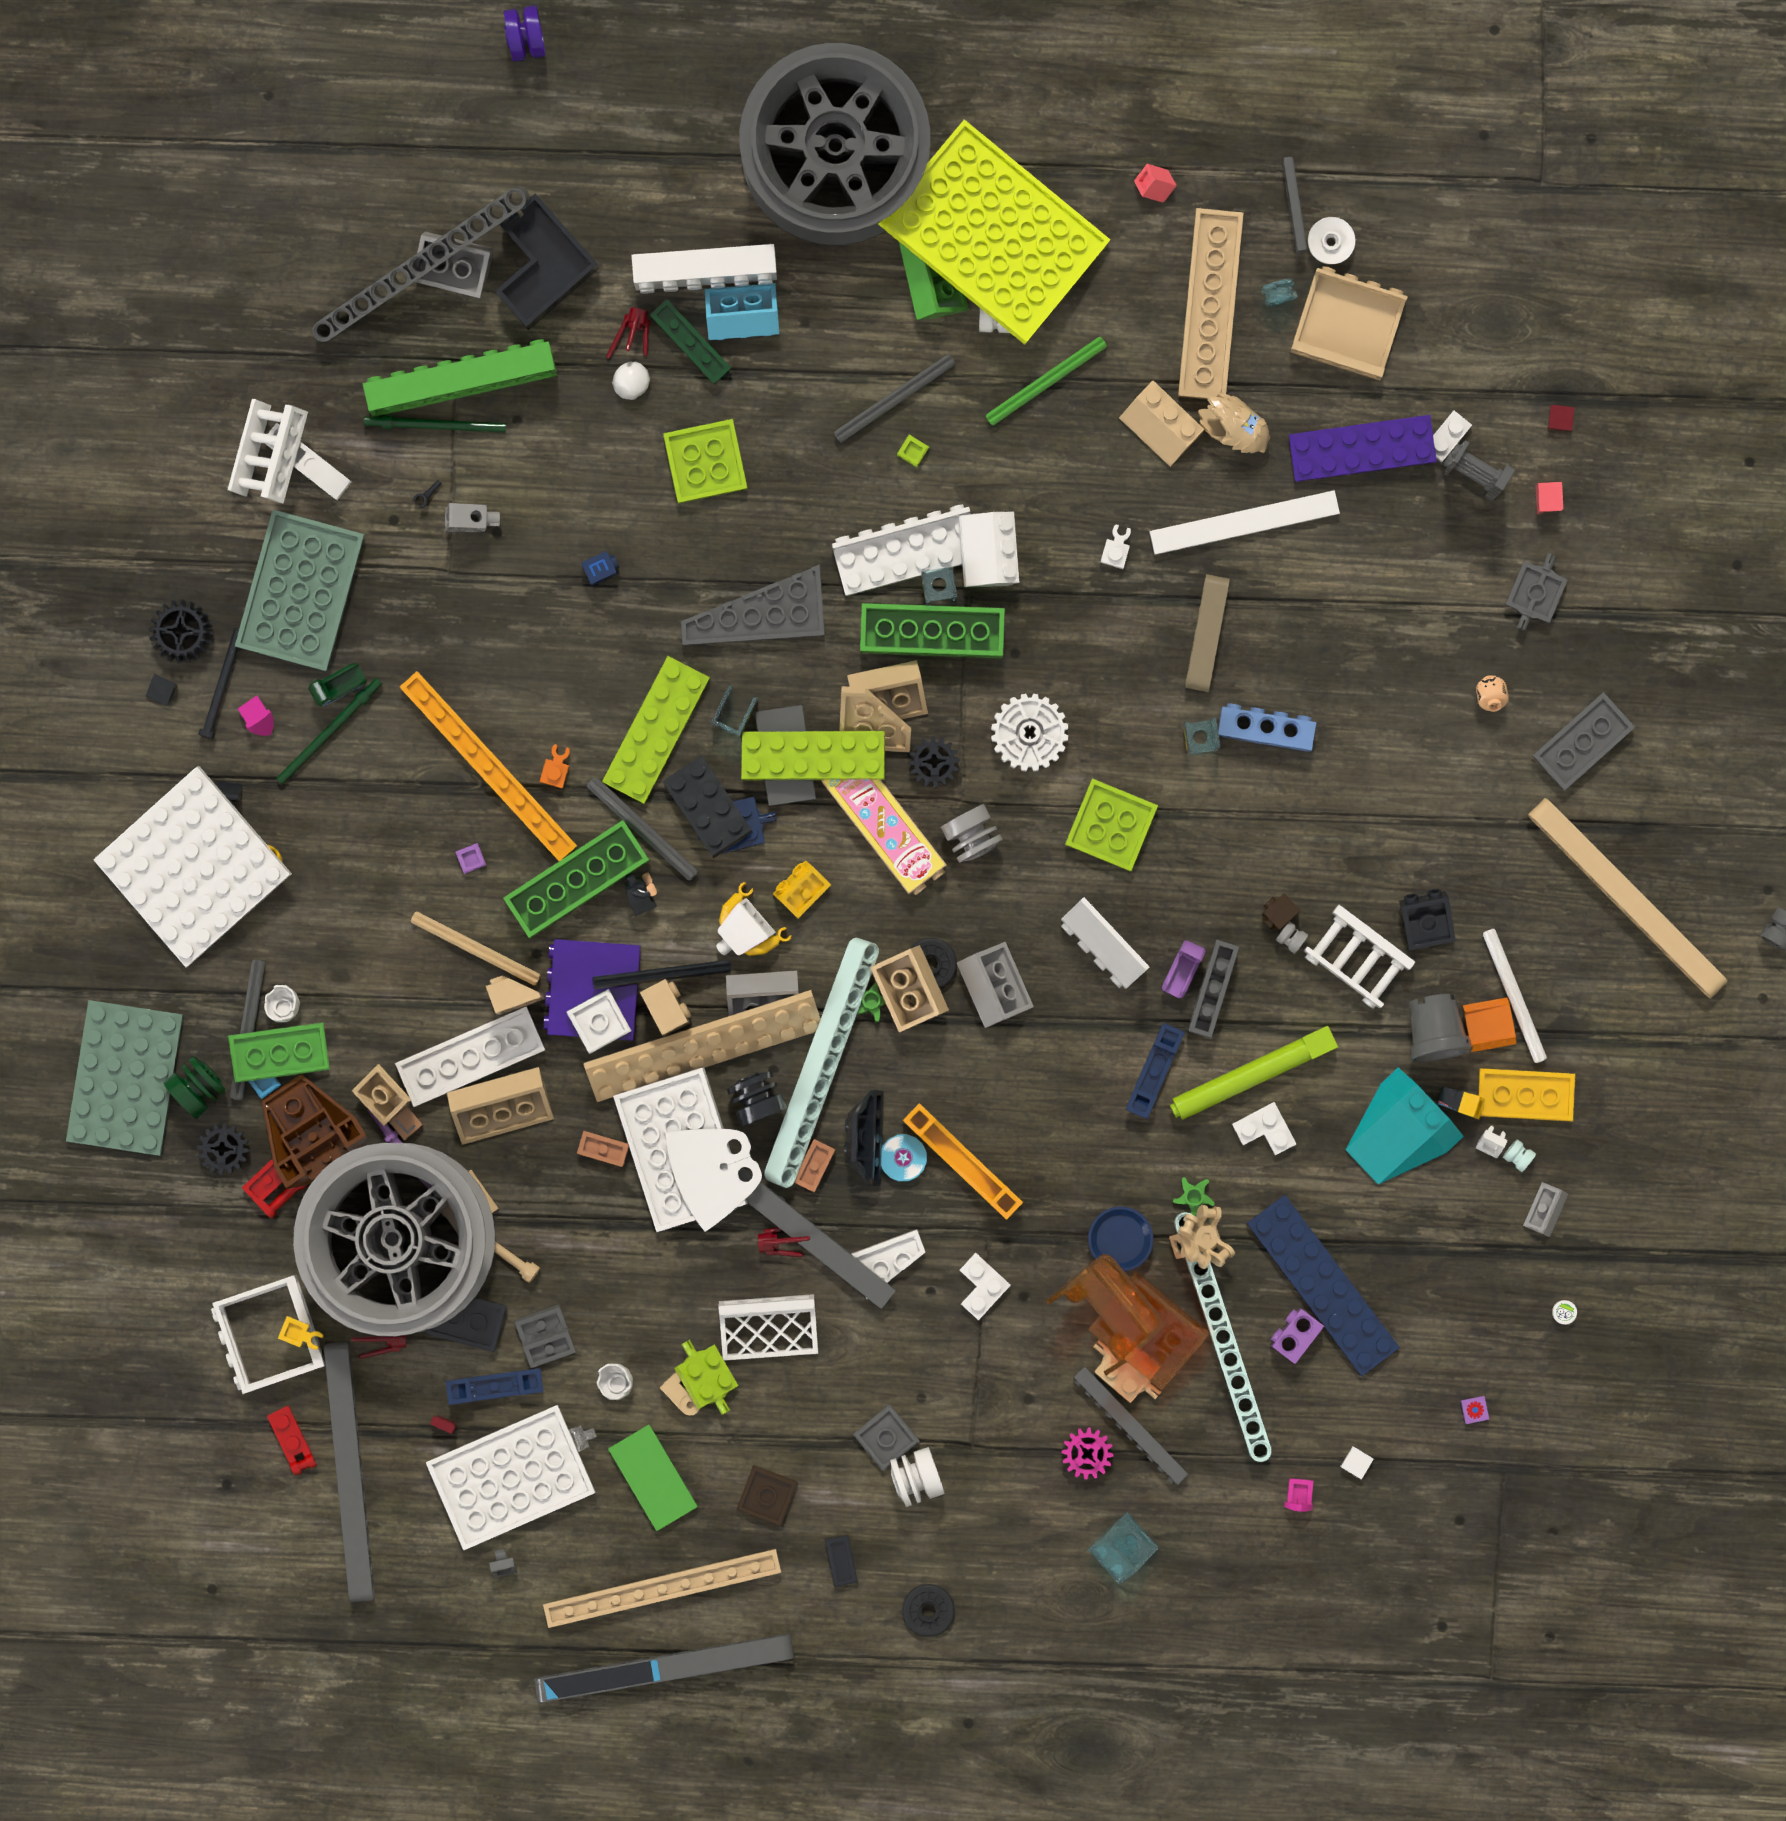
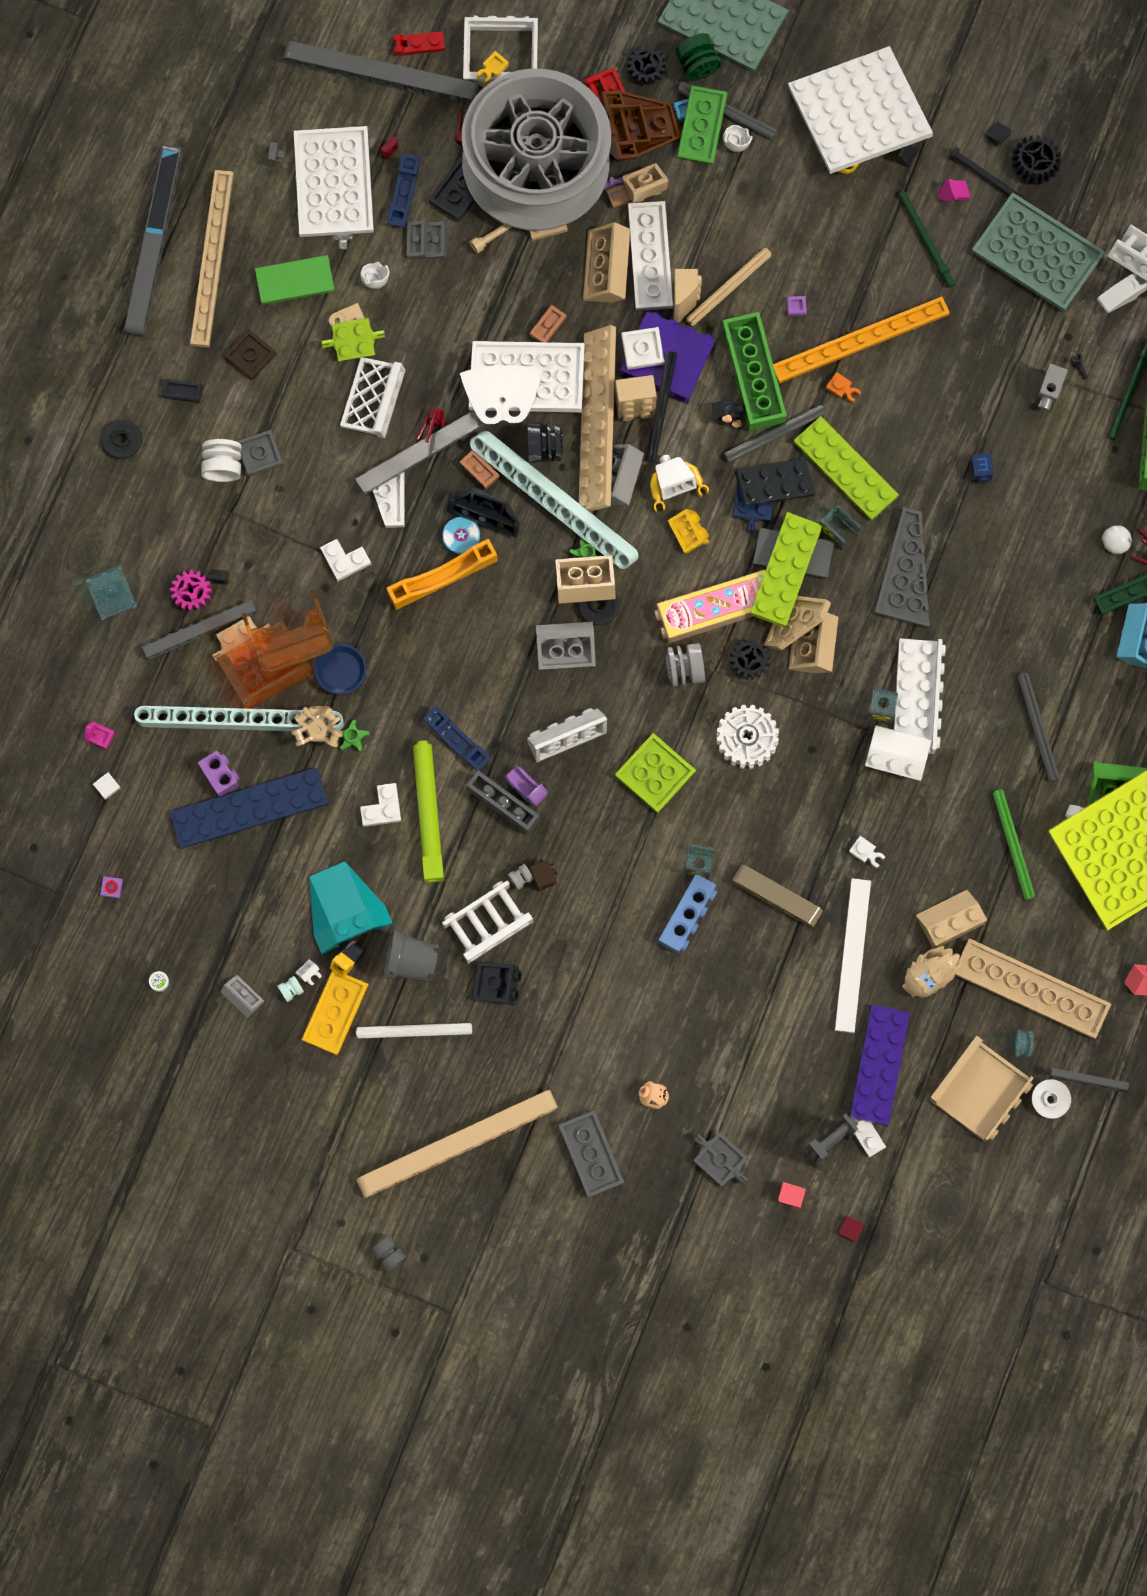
camera: 110 degrees right, 10 degrees down
(337, 685) = (958, 252): dark green animal -> none
(705, 461) = (1037, 571): lime plate -> none
(912, 451) = (993, 727): lime tile -> none
(932, 630) = (850, 690): bright green brick -> none
(1056, 1427) = (218, 577): none -> black slope
(1489, 1024) = (399, 1002): orange slope -> none

